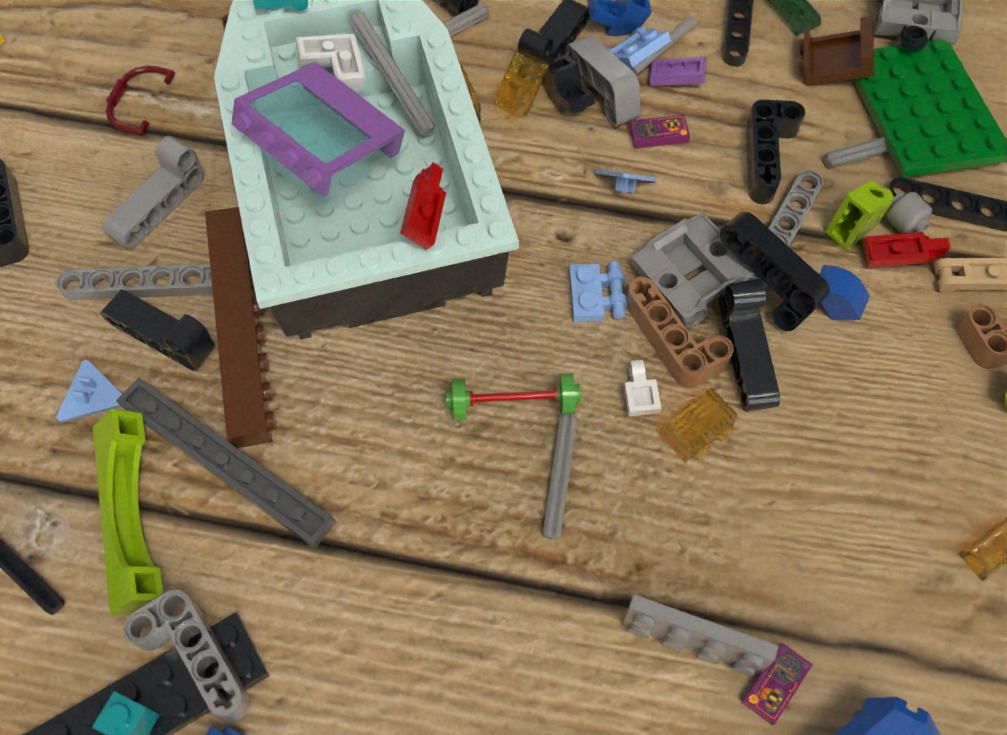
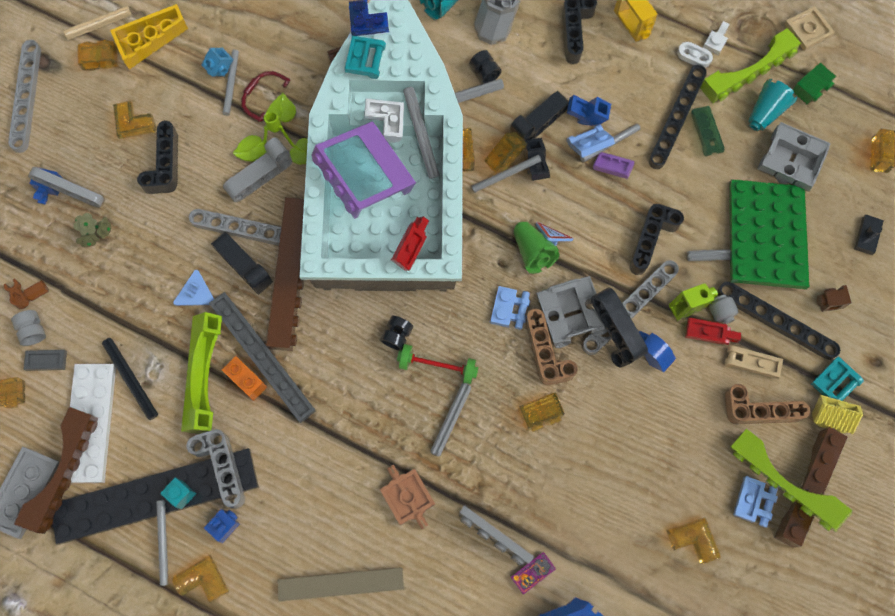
camera: 15 degrees right, 10 degrees up
(57, 68) = (217, 62): none -> dark azure brick
(84, 94) = (230, 83): none -> light grey bar
(164, 118) = (280, 111): none -> lime plant
(202, 500) = (244, 378): none -> orange brick
(434, 367) = (394, 339): none -> black wheel
(528, 617) = (407, 497): none -> nougat plate
(531, 113) = (502, 175): none -> light grey bar
(607, 198) = (534, 248): none -> bright green cone
(609, 77) = (563, 159): light grey beam -> none
(641, 394) = (514, 382): white plate -> none
(659, 131) = (587, 205): tile -> none
(751, 358) = (587, 374): black beam -> none
(838, 55) = (723, 181): reddish brown panel -> none
(913, 38) = (781, 181): black plate -> none

